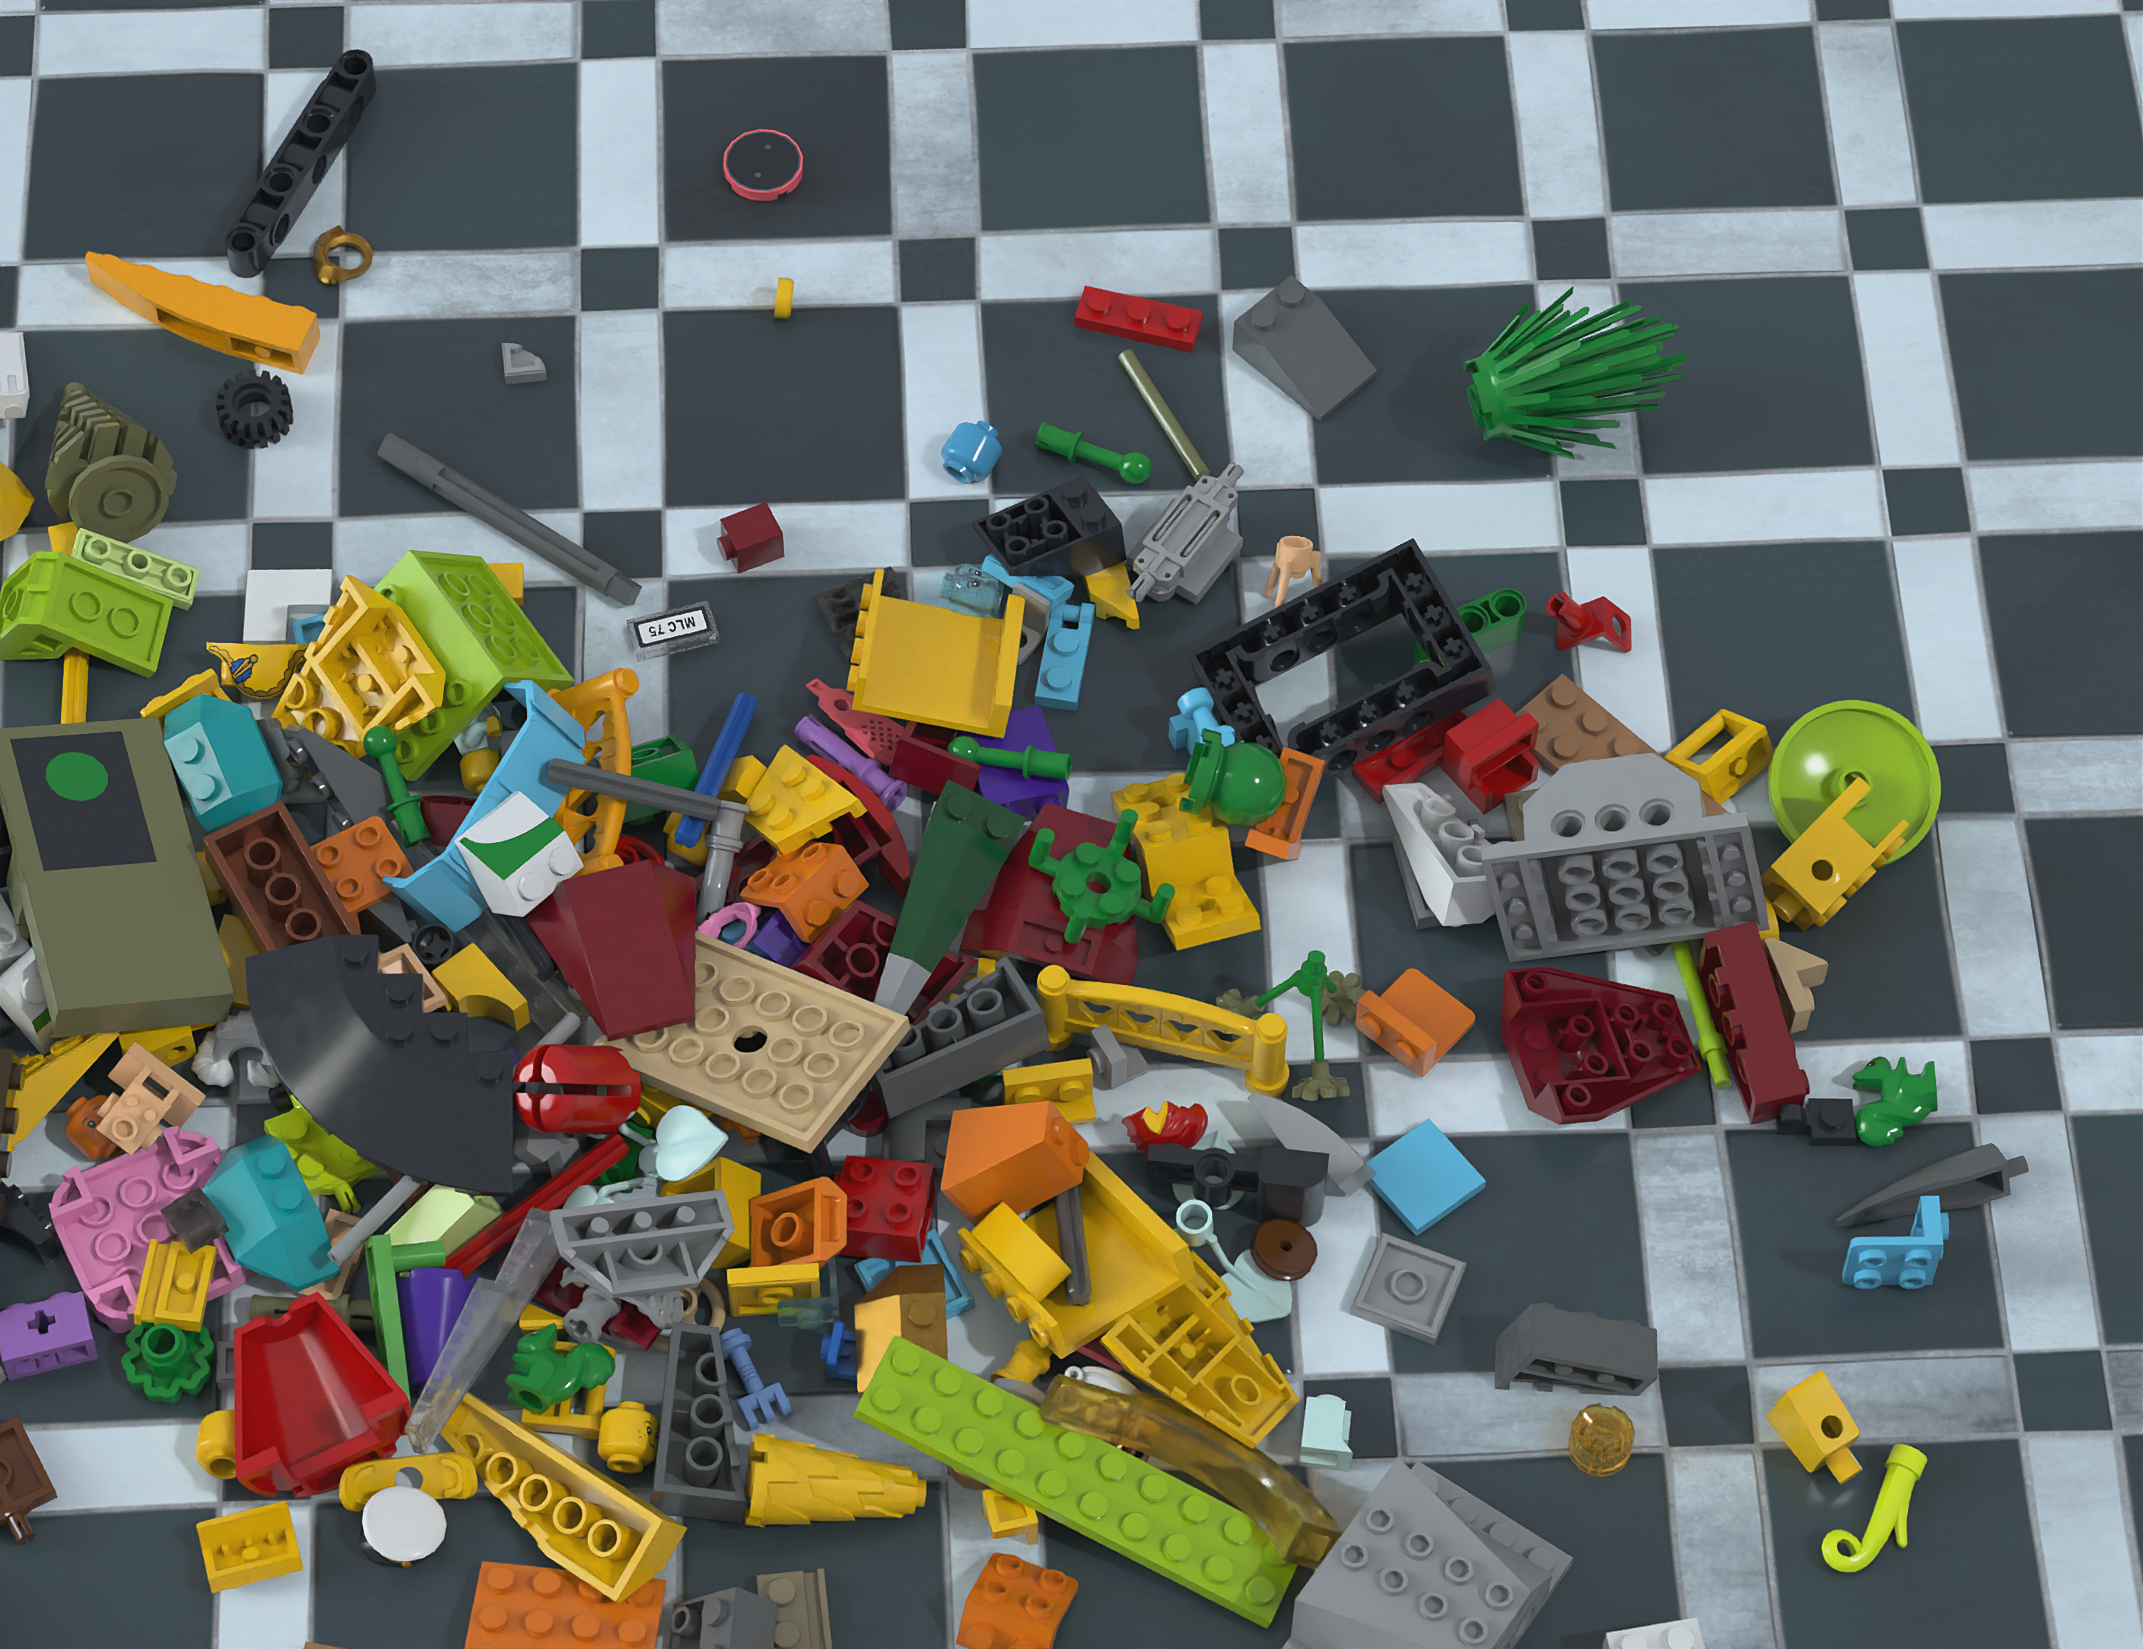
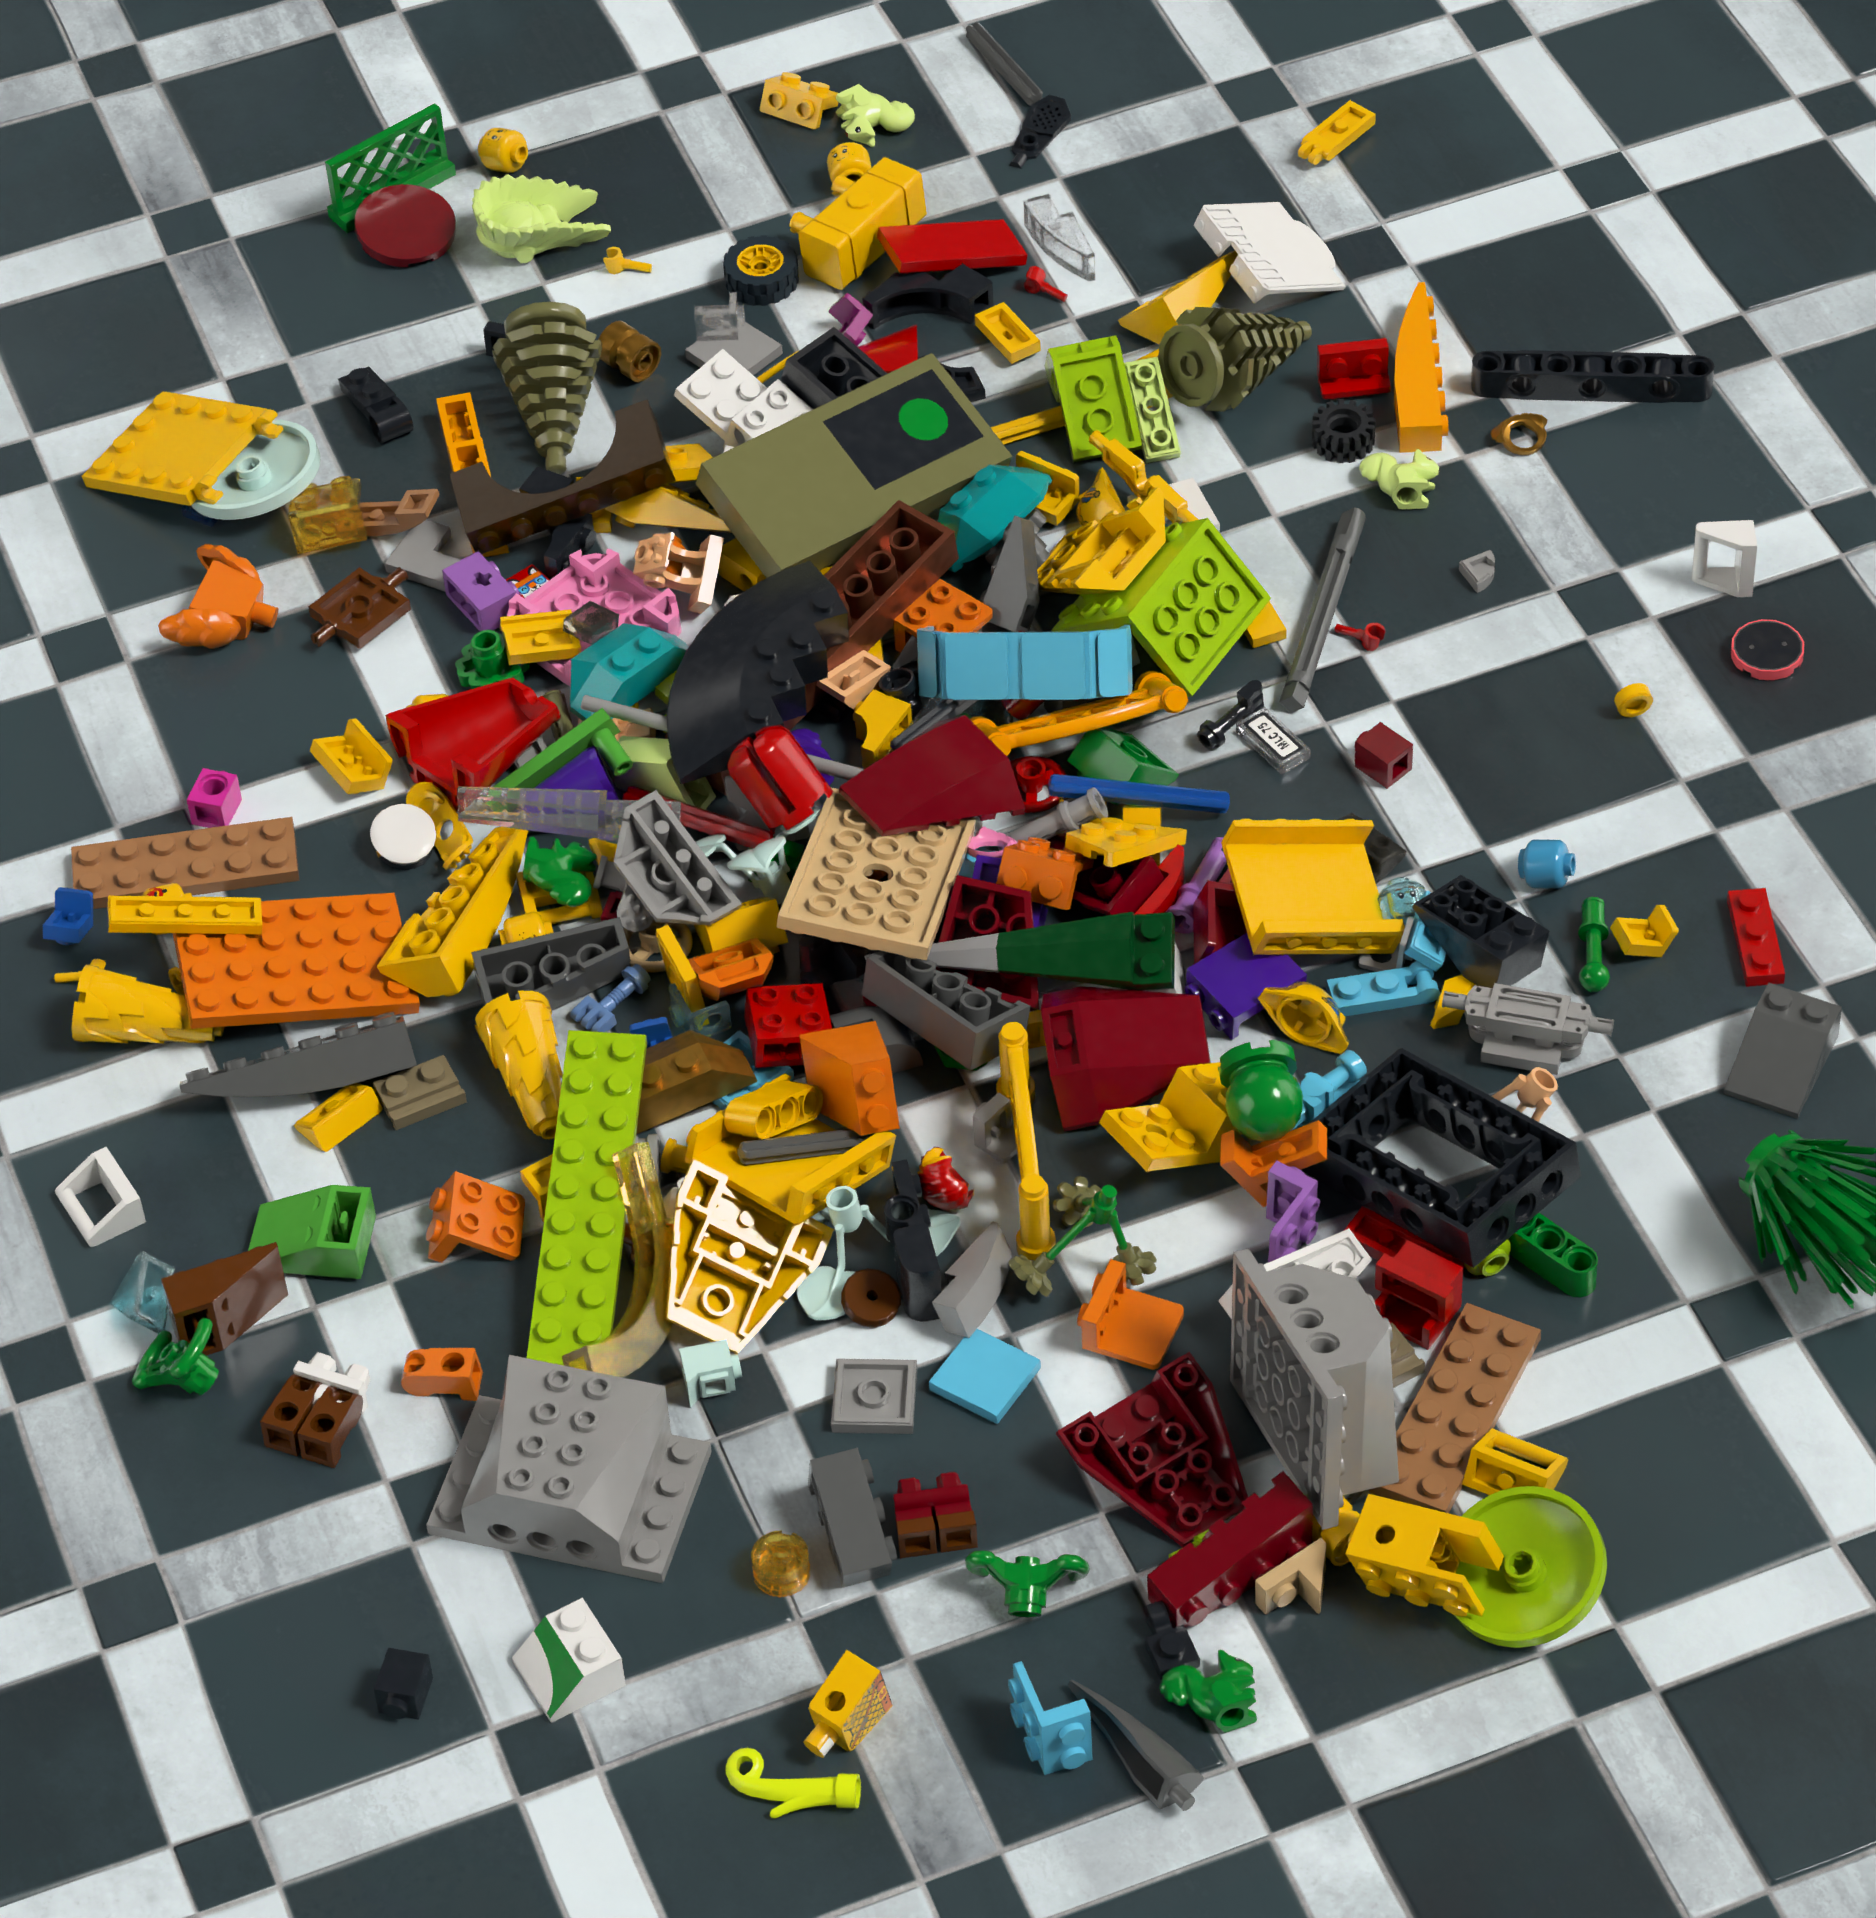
camera: 75 degrees right, 10 degrees down
(49, 1279) = (528, 580): none -> tile
(175, 366) = (1353, 368): none -> red bracket
(230, 618) = (1133, 472): none -> yellow piece
(359, 383) = (1402, 481): none -> yellowish green animal
(381, 743) = (1046, 583): green pin -> none
(517, 855) = (974, 680): white slope -> none
(566, 496) = (1370, 636): none -> red hand
(618, 637) = (1249, 701): none -> black hinge
(633, 789) = (1067, 728): dark grey axle -> none
(651, 131) = (1731, 580): none -> white tile
(1032, 761) = (1236, 975): green pin -> none
(1063, 1083) = (941, 1099): yellow bracket -> none
(1085, 724) = (1306, 1015): none -> yellow hat
(1102, 401) = (1645, 936): none -> yellow bracket
(1103, 866) = (1135, 1028): green plate -> none
(1163, 414) = (1665, 982): olive bar -> none
(1355, 816) = (1293, 1208): none -> medium lavender bracket
(1588, 622) = (1602, 1330): red bracket -> none
(1600, 1275) = (946, 1506): none -> hips
(1715, 1214) = (1026, 1579): none -> green piece

